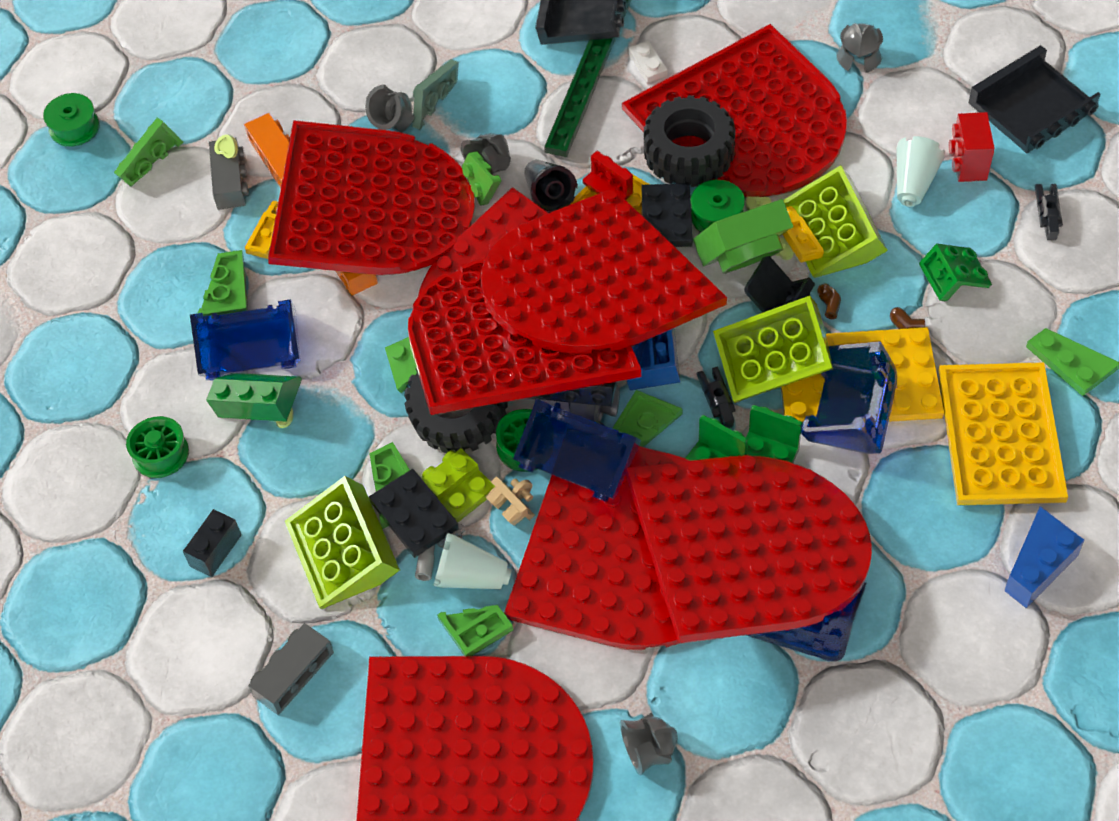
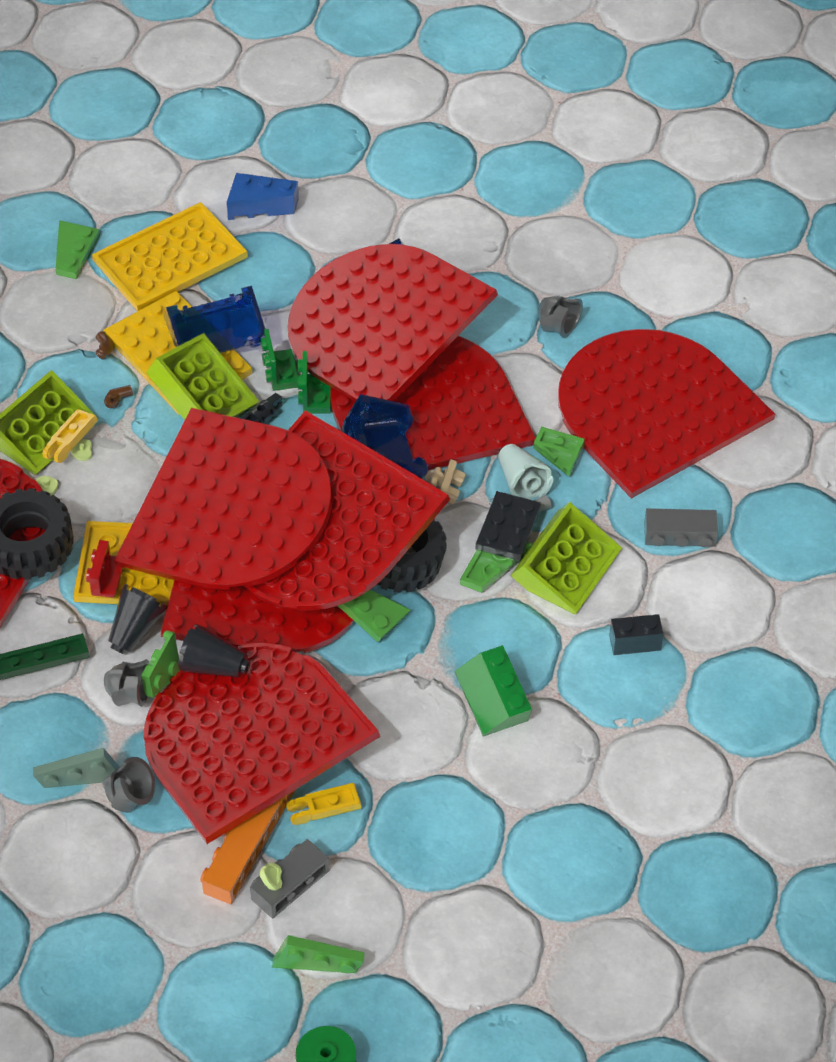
camera: 130 degrees left, 5 degrees down
(157, 447) = (592, 728): green wheel -> none
(227, 285) = (409, 792): bright green wing -> none
(246, 340) = (441, 738): clear blue windscreen -> none
(452, 200) = (211, 655): none -> black cone
(458, 483) = (462, 523): lime plate -> none
(669, 211) = (106, 522): black plate -> none
(714, 202) = (80, 494): green wheel -> none
(744, 237) = (108, 447): bright green container -> none
(772, 288) = (138, 414): black bracket -> none
(951, 267) = (38, 335): green bracket -> none

